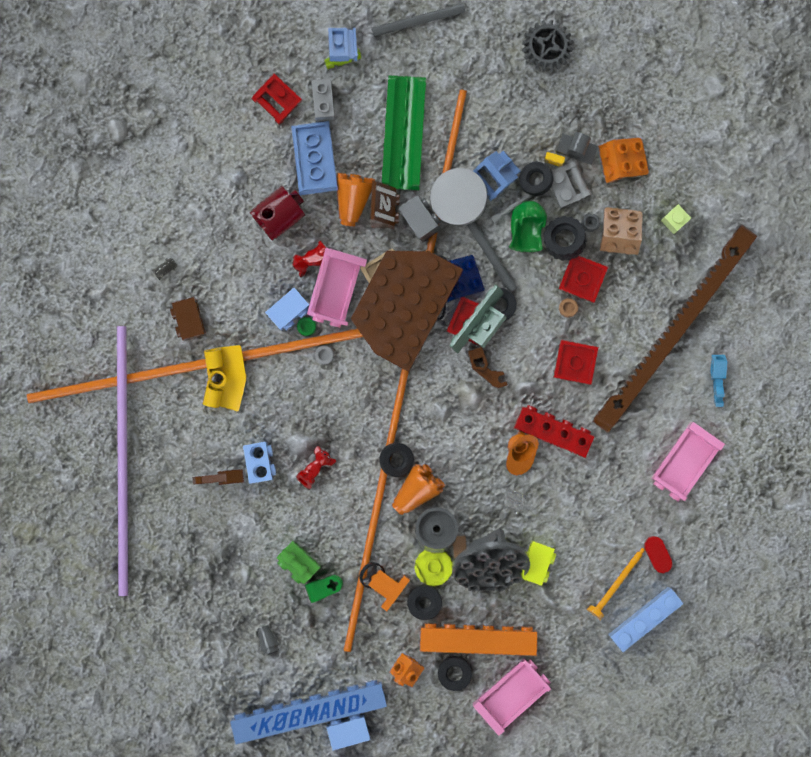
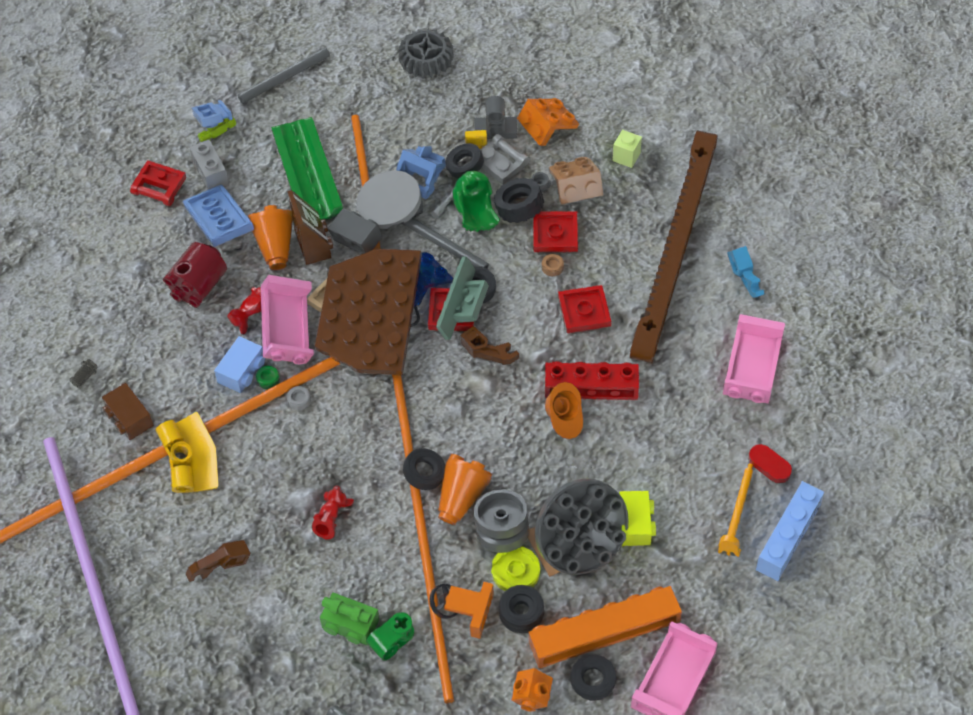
camera: 25 degrees left, 30 degrees down
(254, 463) = (258, 529): light blue brick -> none

